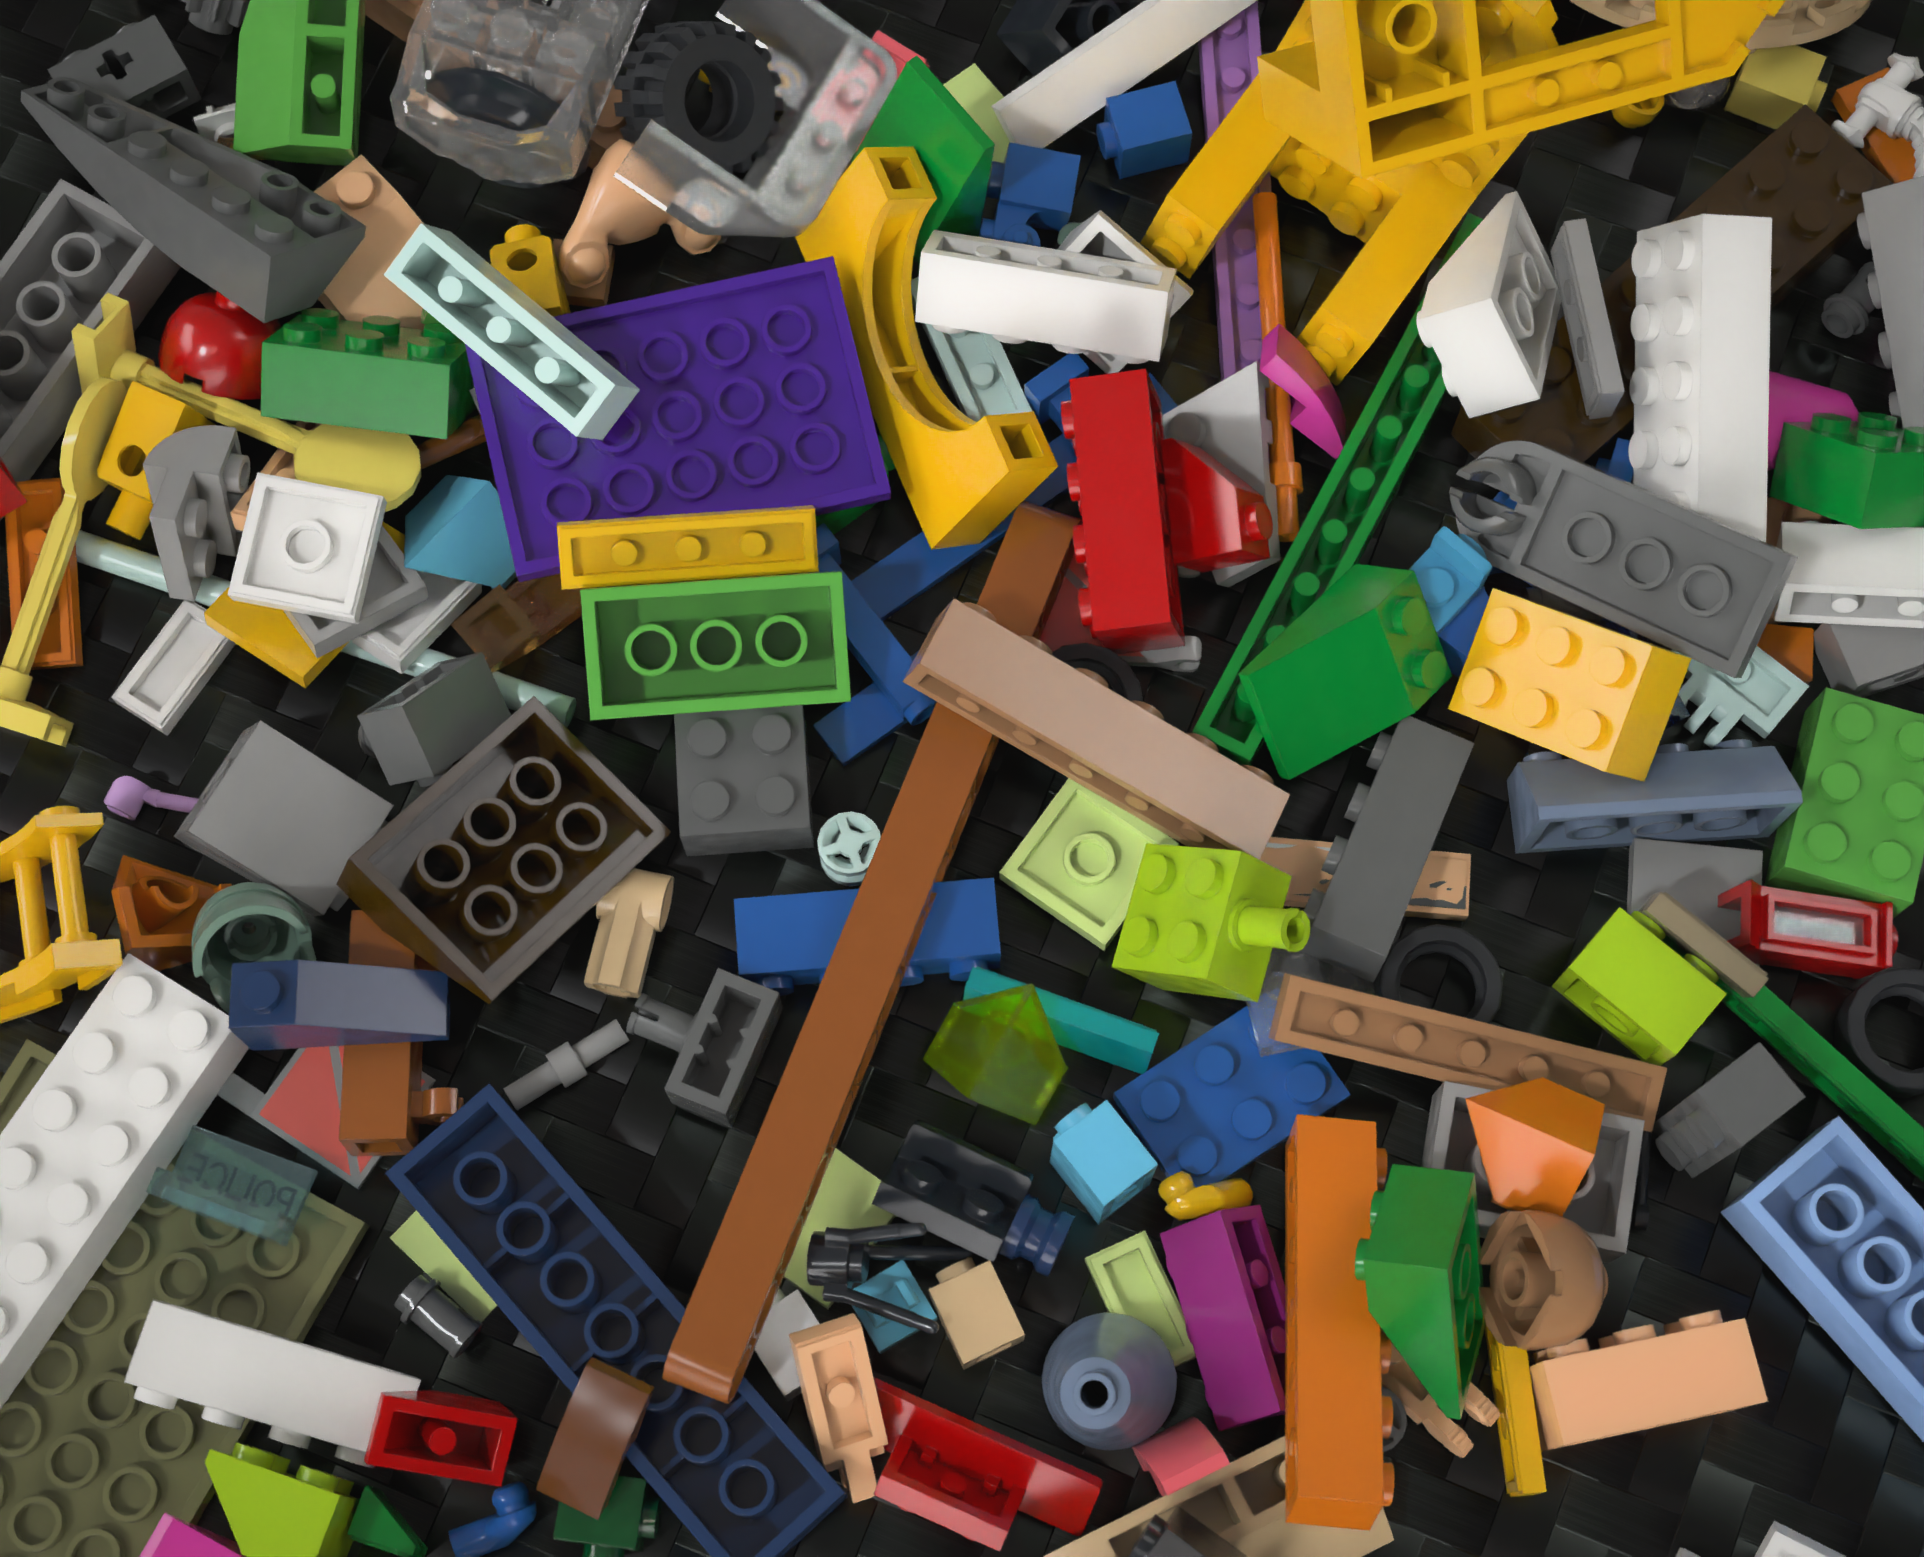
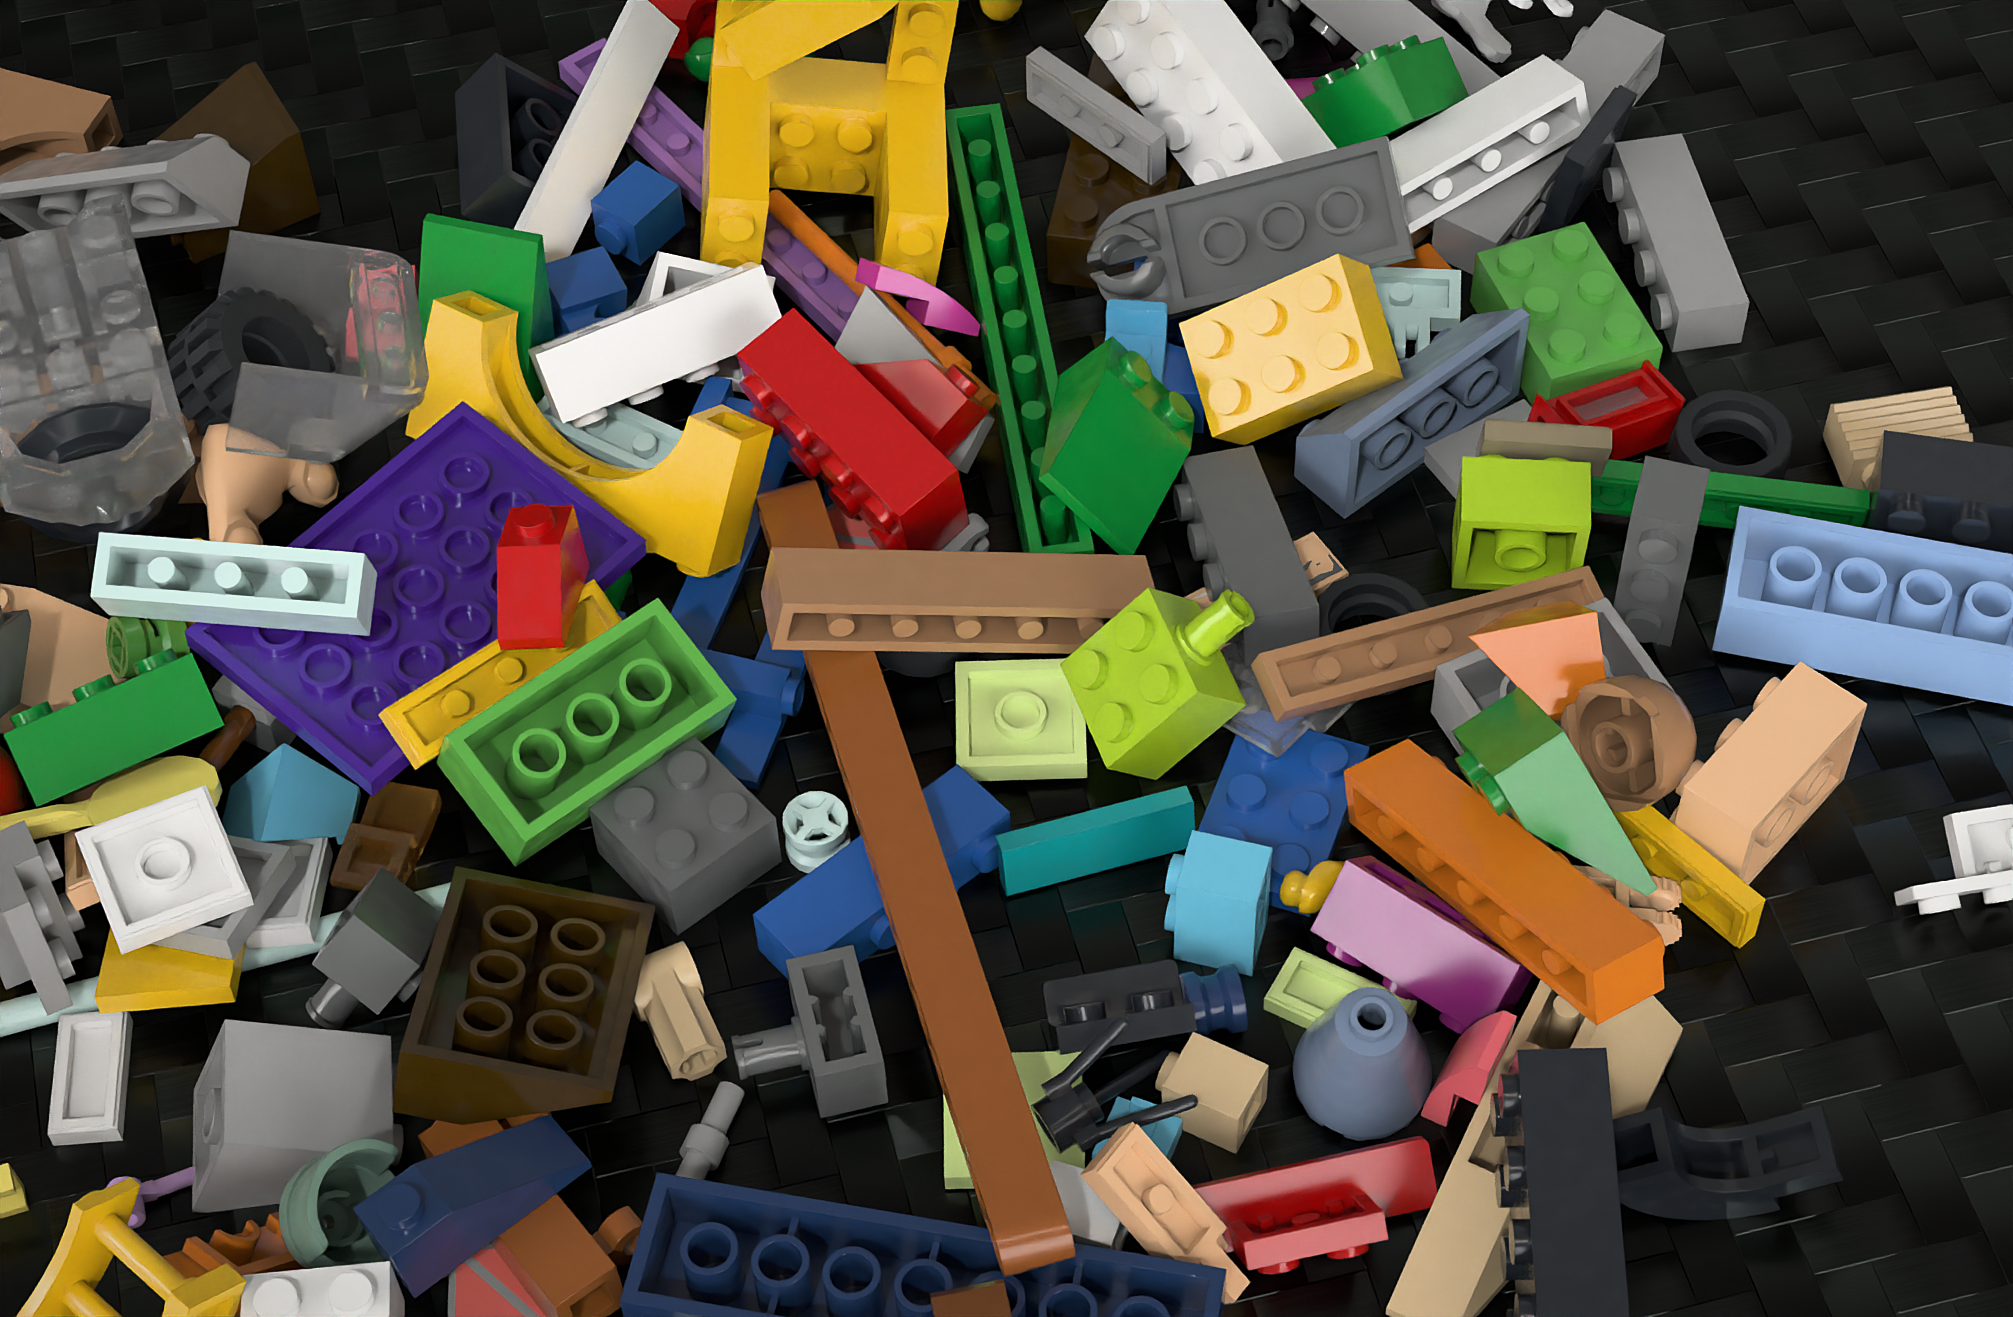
camera: 35 degrees left, 20 degrees down
(758, 487) = (539, 576): none -> red slope
(1000, 1052) = (1066, 887): clear neon green slope -> none
(1493, 313) = (1023, 154): white slope -> none

